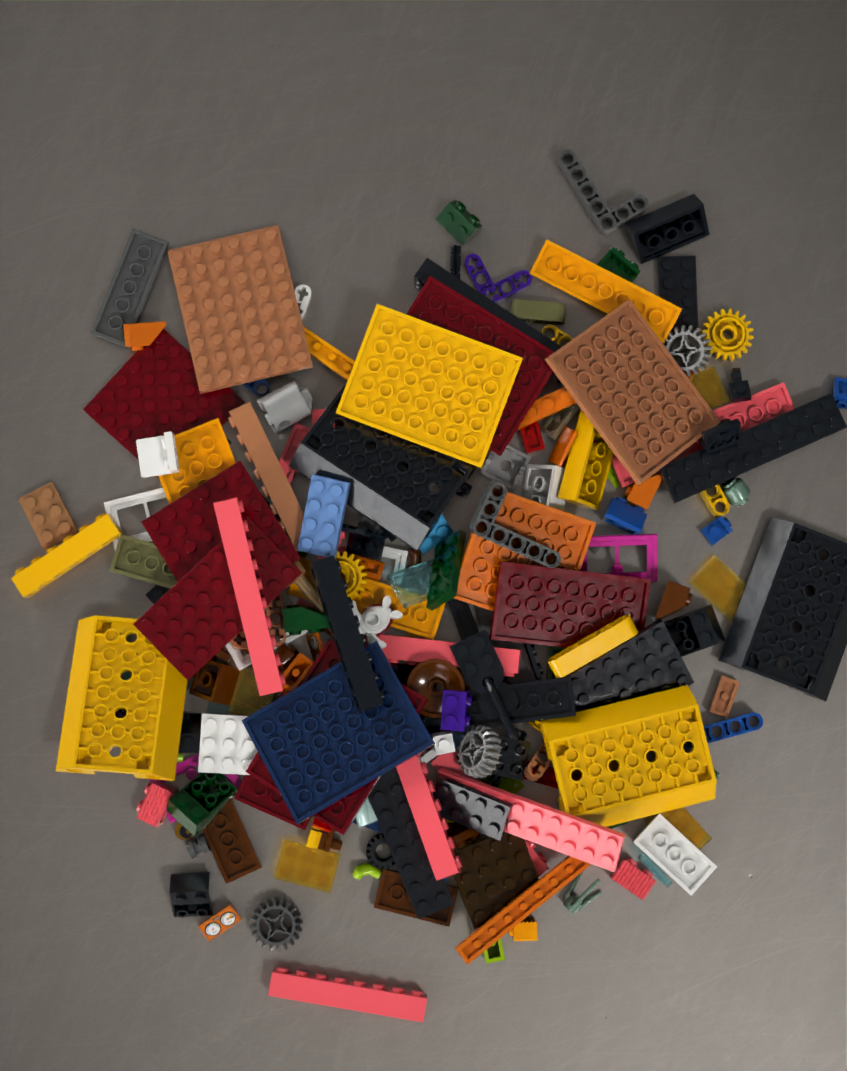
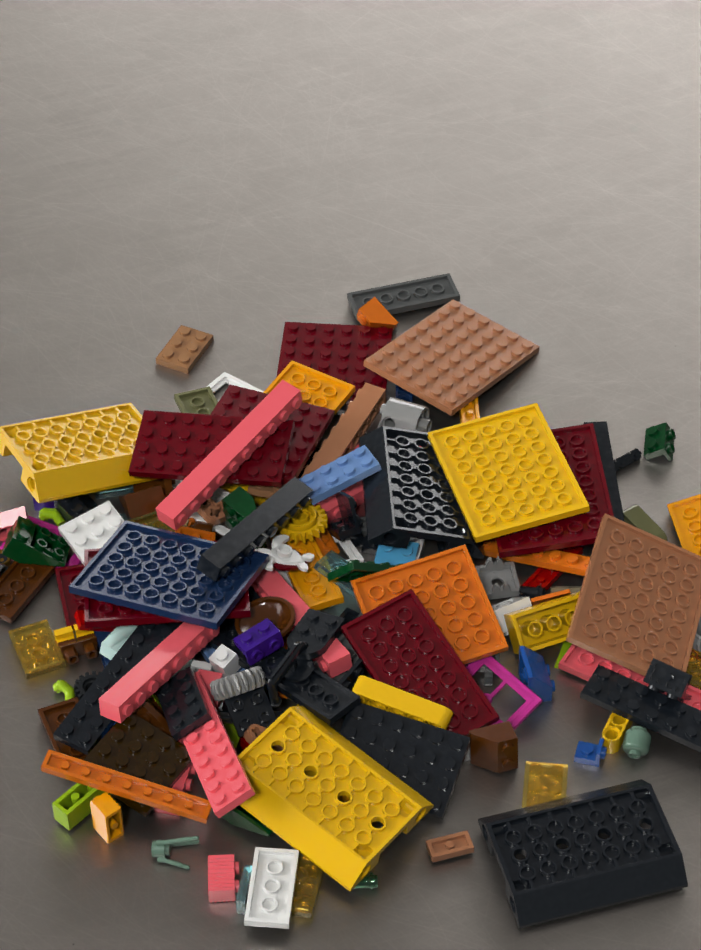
camera: 60 degrees right, 40 degrees down
(67, 555) = (162, 369): yellow brick -> none
(158, 455) = (292, 365): white bracket -> none
(306, 299) = (497, 392): white beam -> none
(489, 286) = (631, 491): dark purple beam -> none
(507, 535) = (436, 579): dark grey beam -> none
(543, 452) = (532, 592): none -> black pin
(644, 493) = (568, 679): orange slope -> none
(695, 630) = (486, 786): black slope -> none
(726, 732) = (419, 860): blue beam -> none

